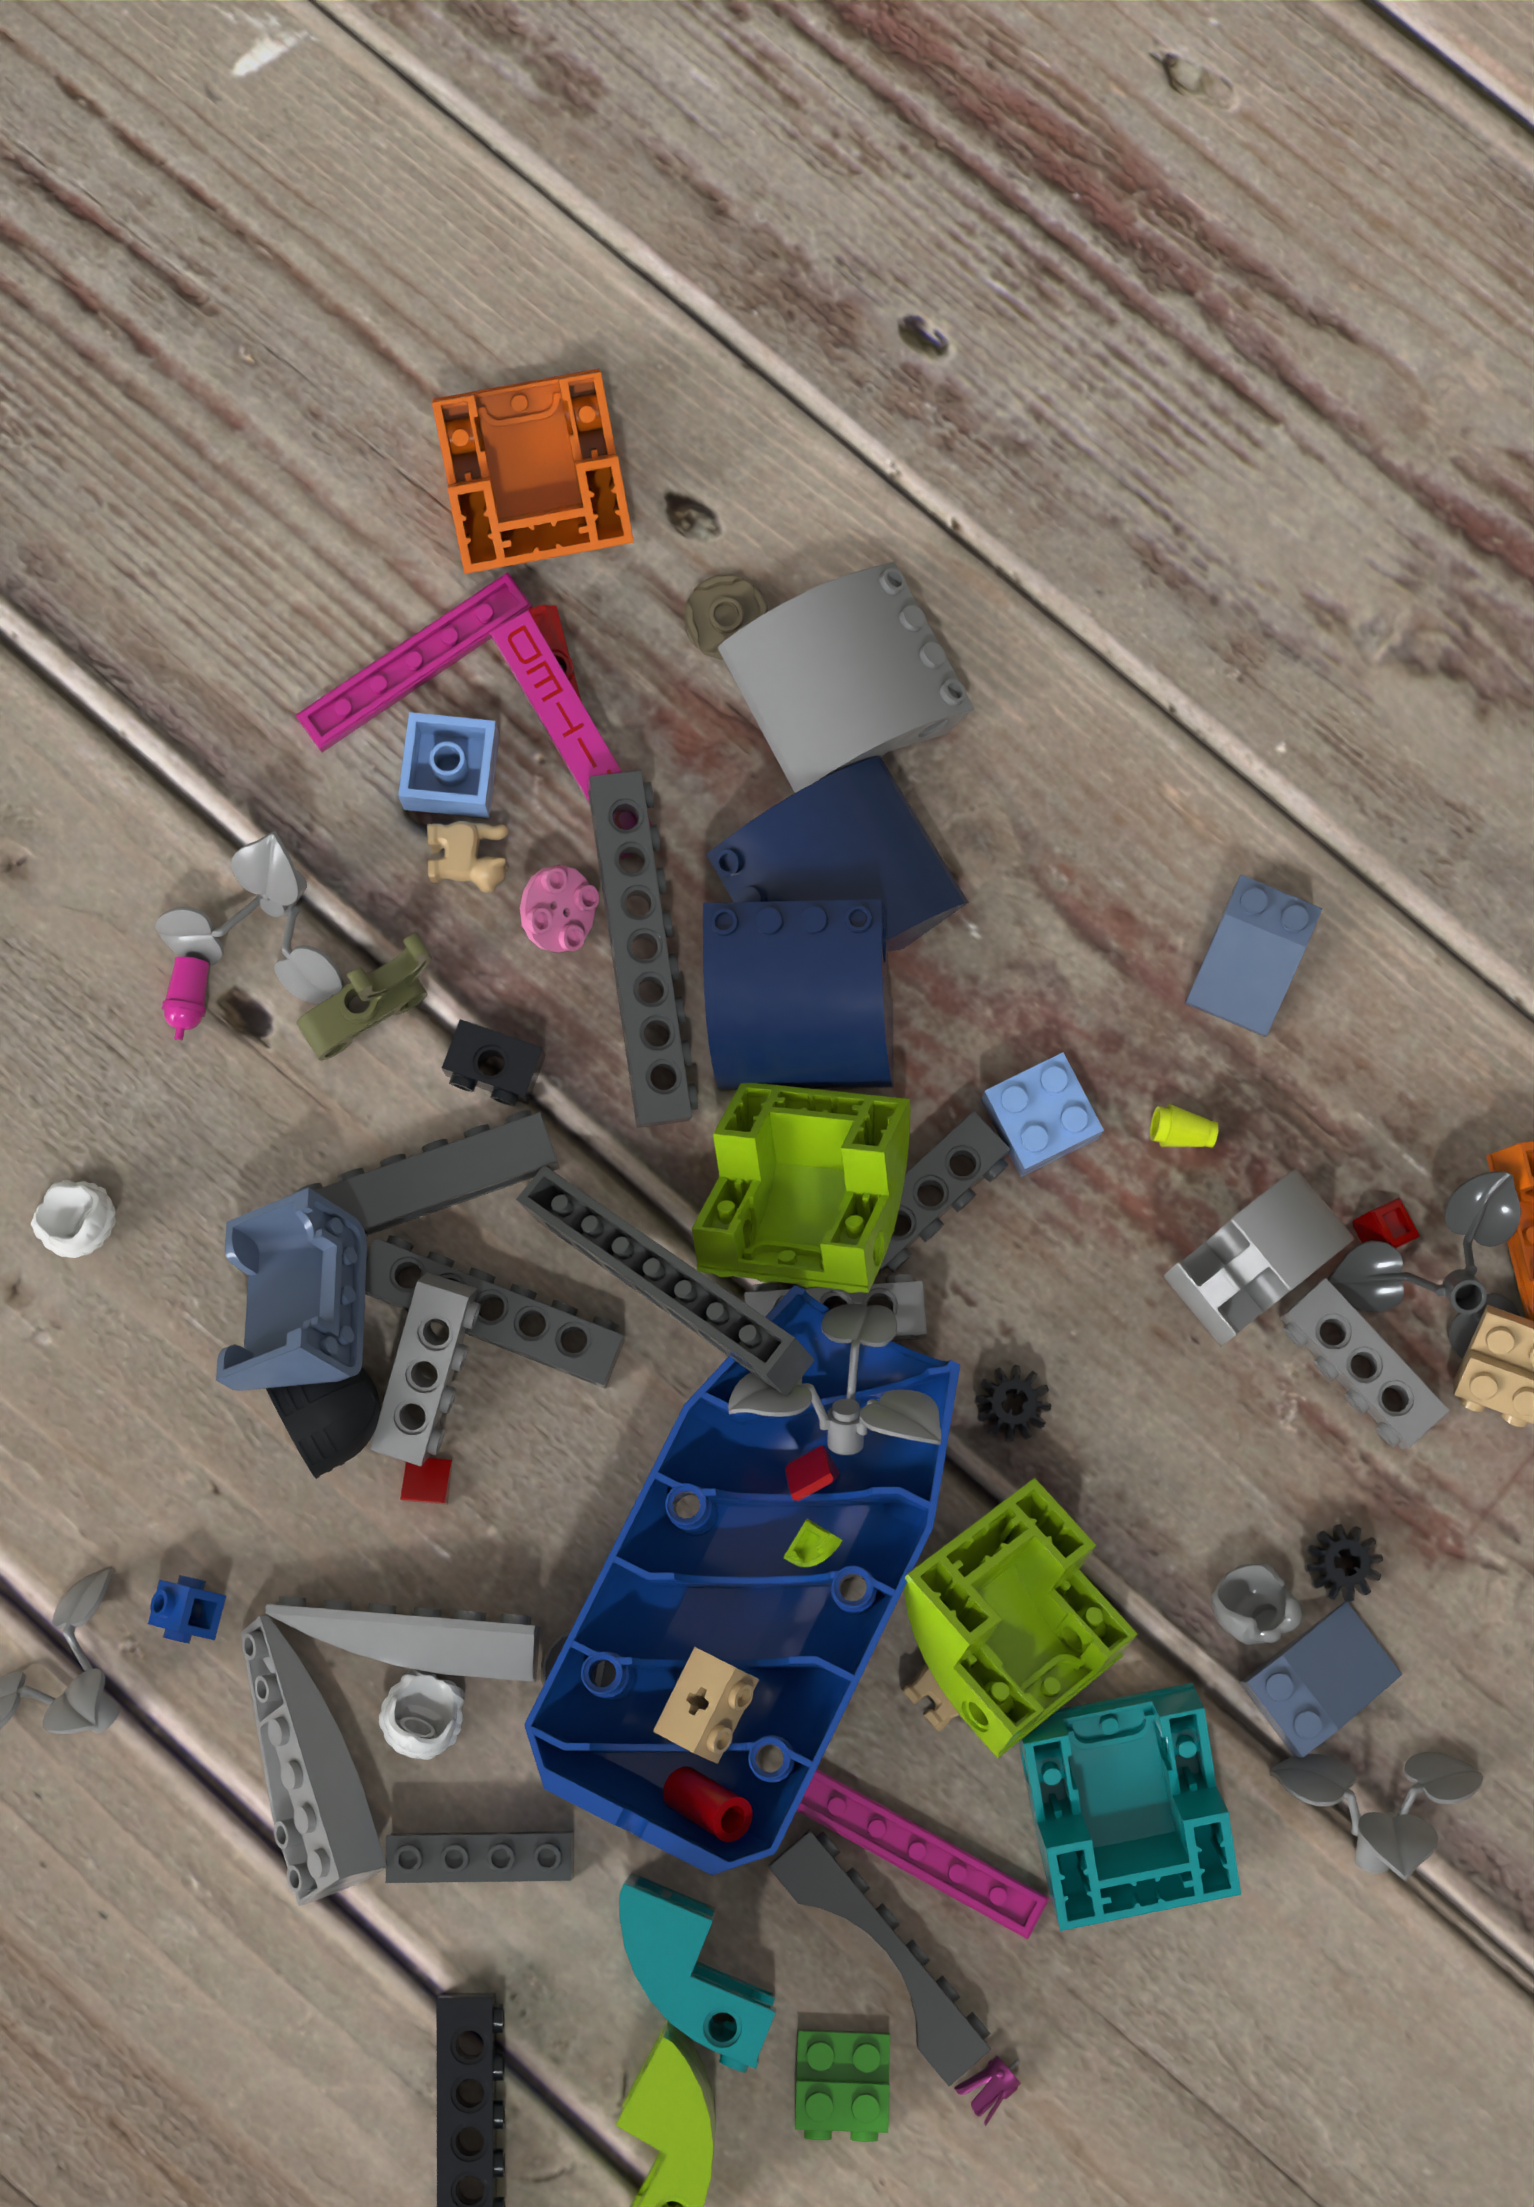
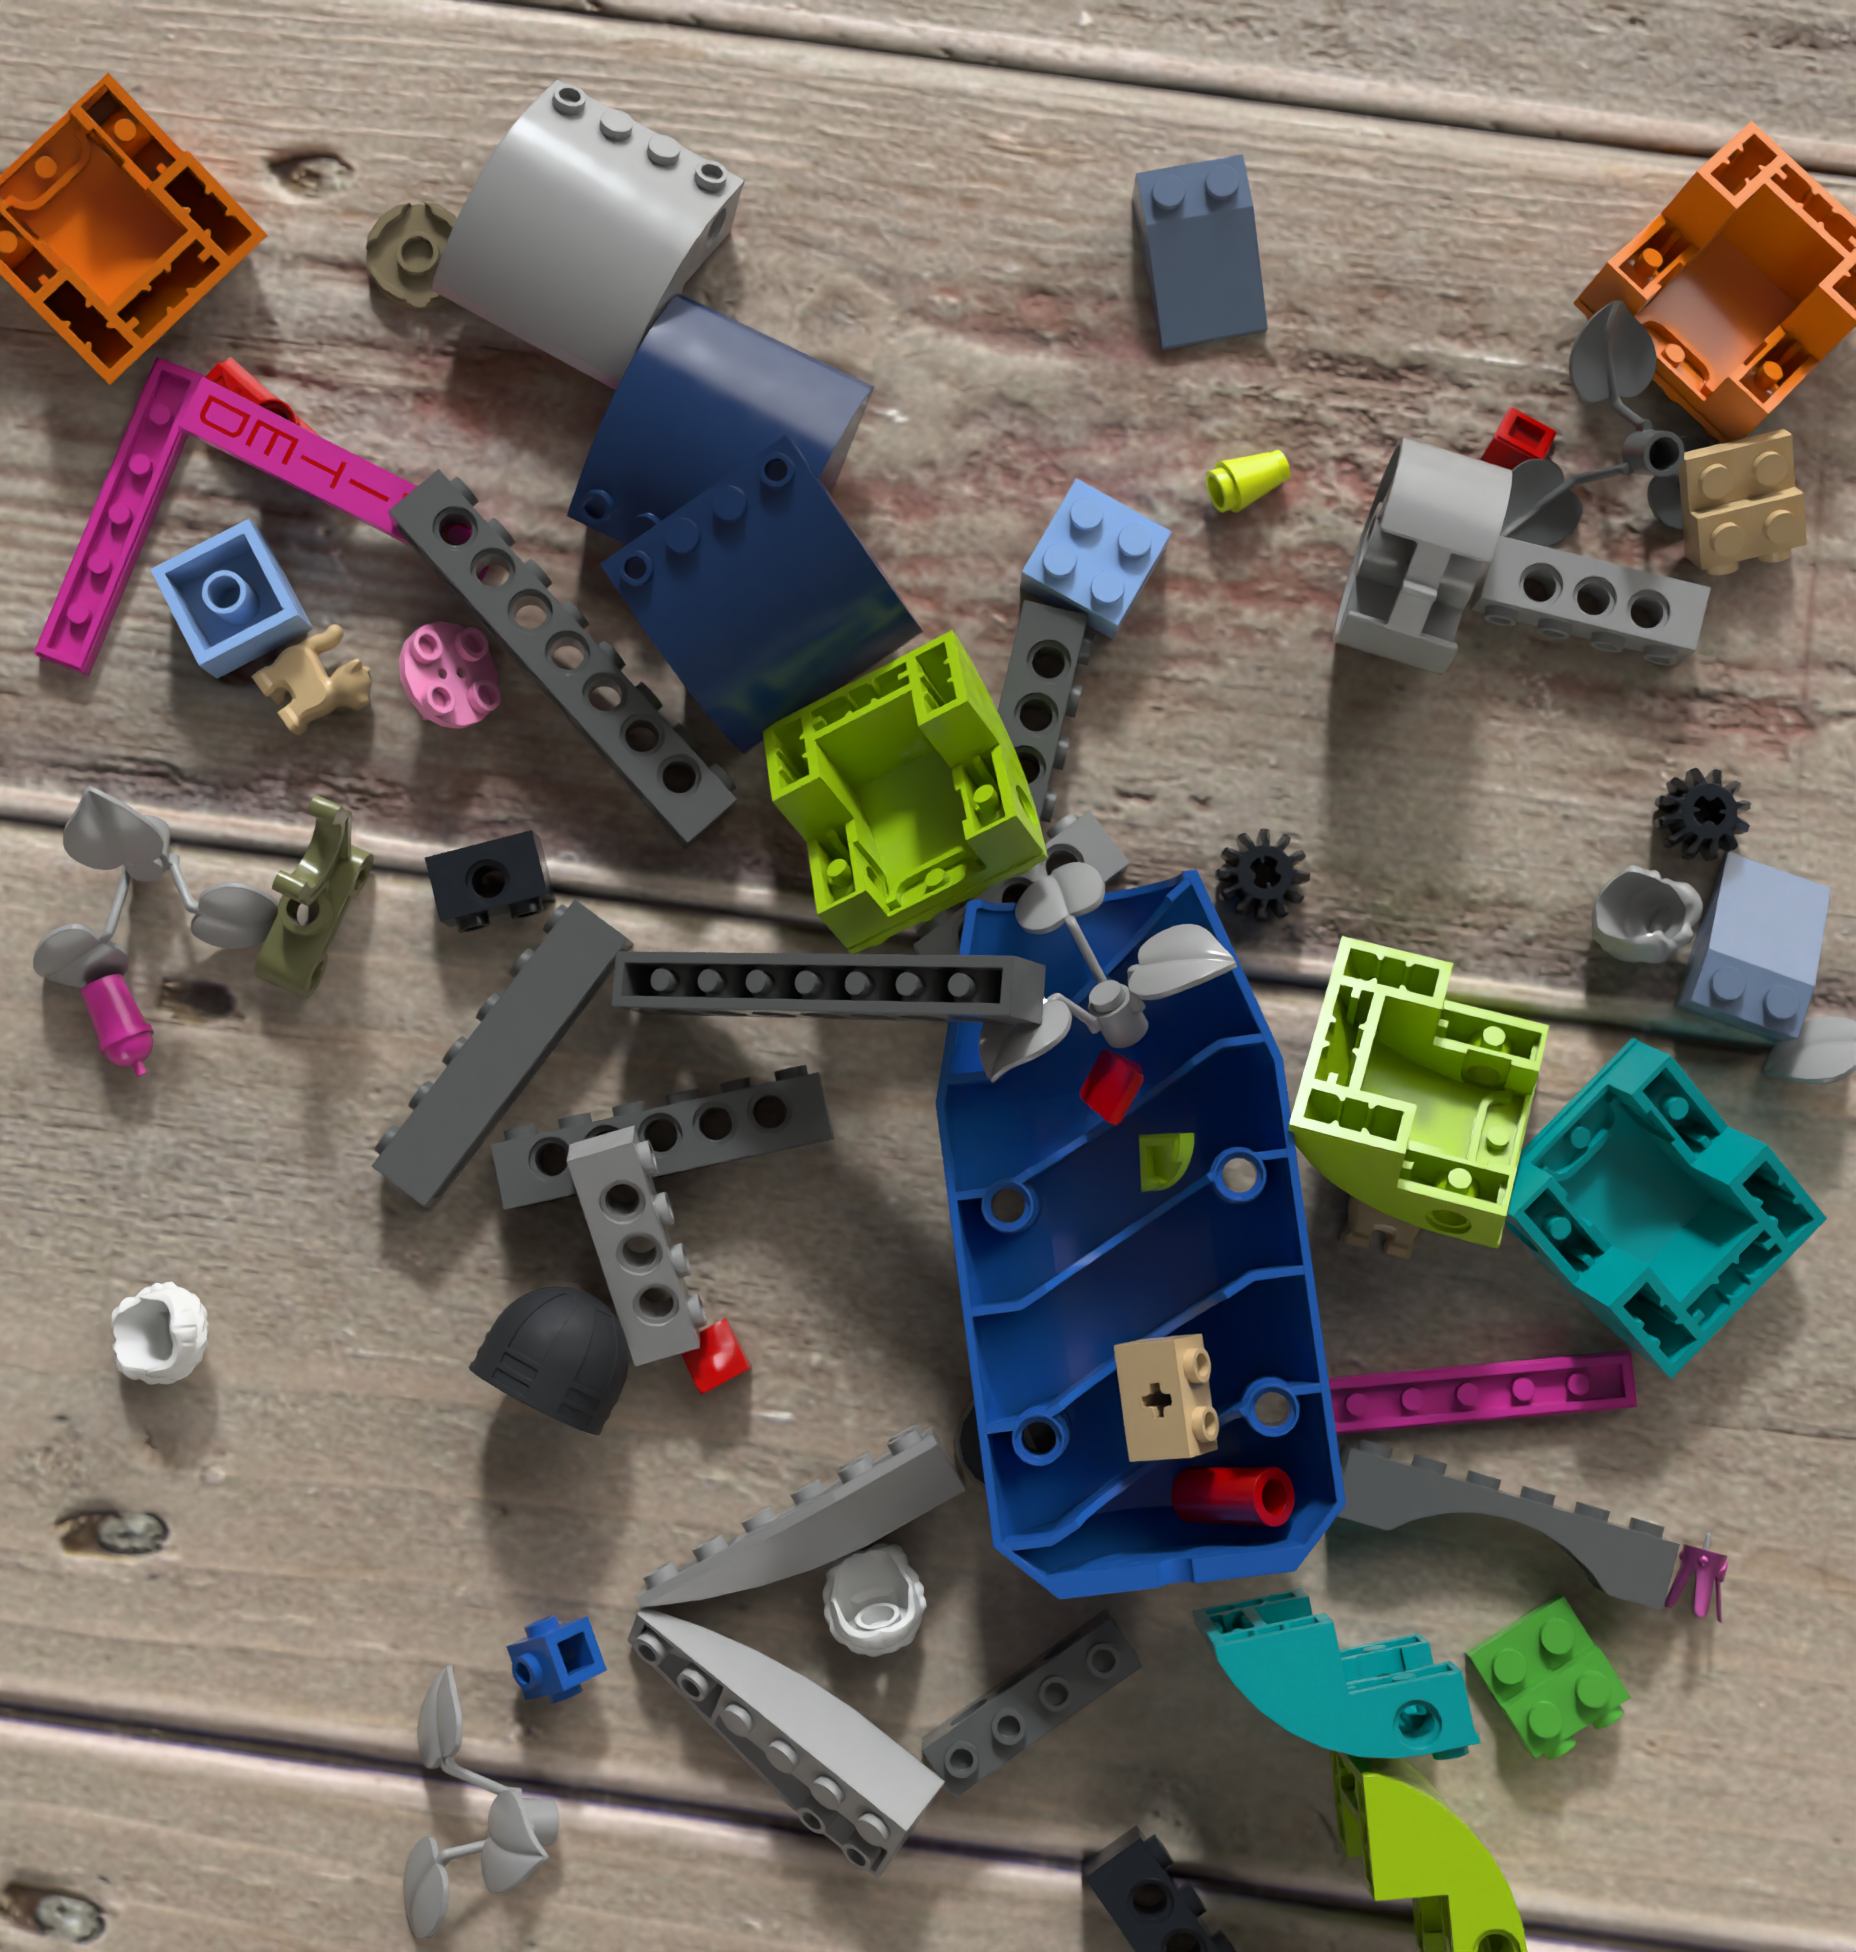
camera: 30 degrees left, 5 degrees up
(302, 1294) = (455, 1257): sand blue windscreen -> none

